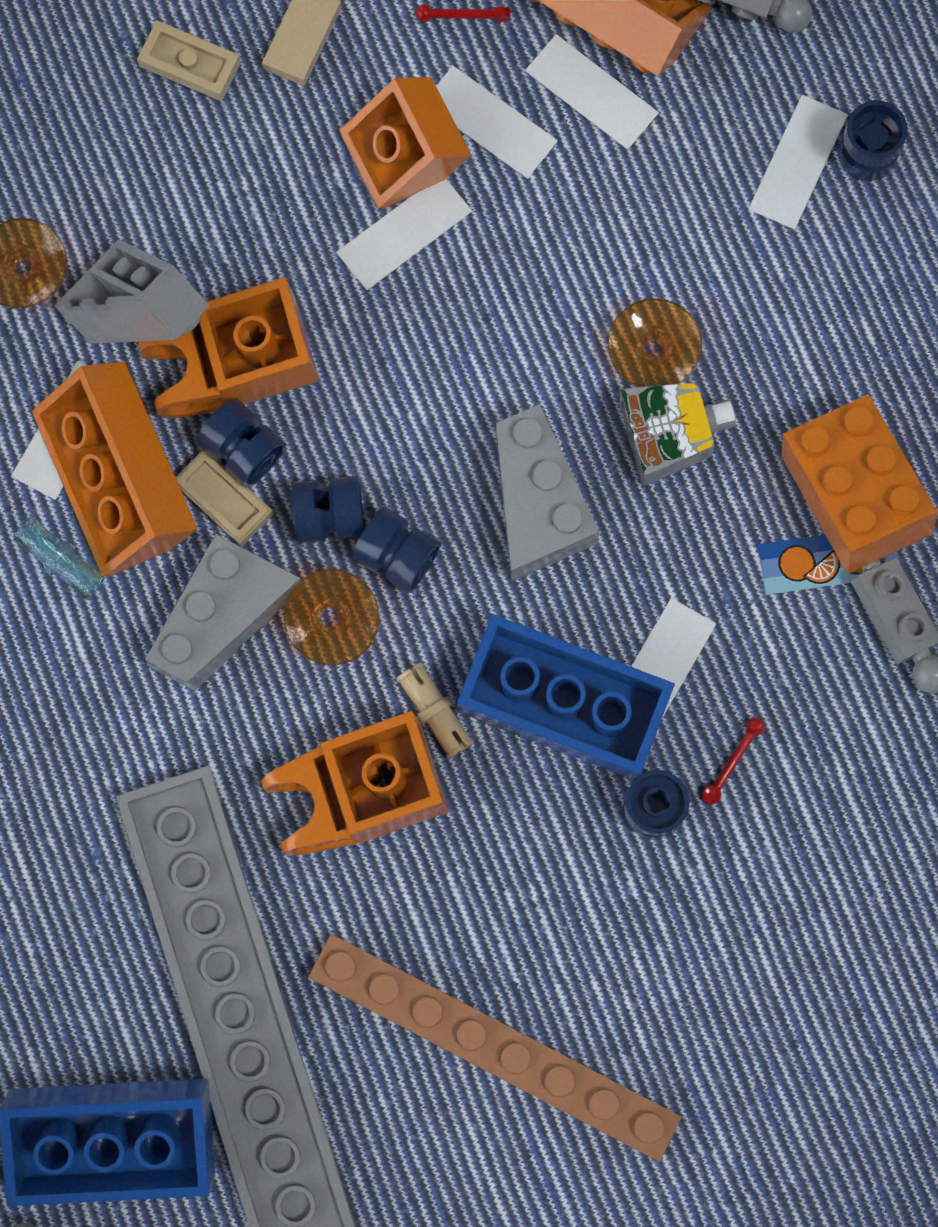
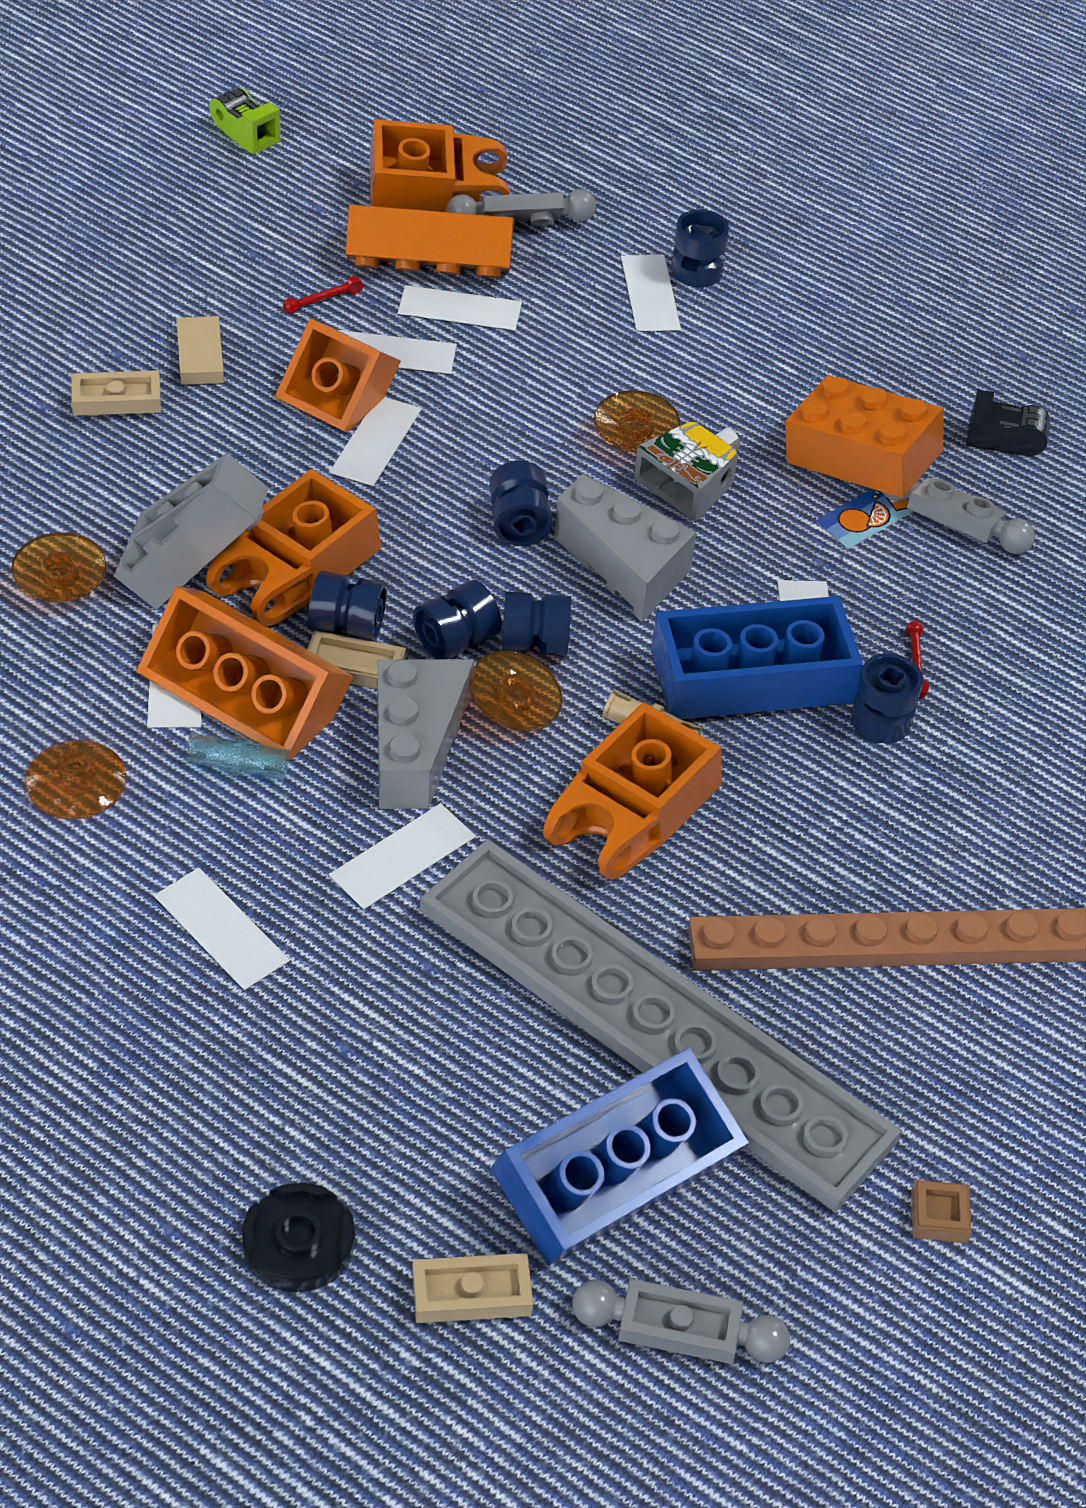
camera: 40 degrees left, 30 degrees down
(142, 730) = (402, 856): none -> white sticker
(472, 398) = (520, 503): none -> dark blue wheel

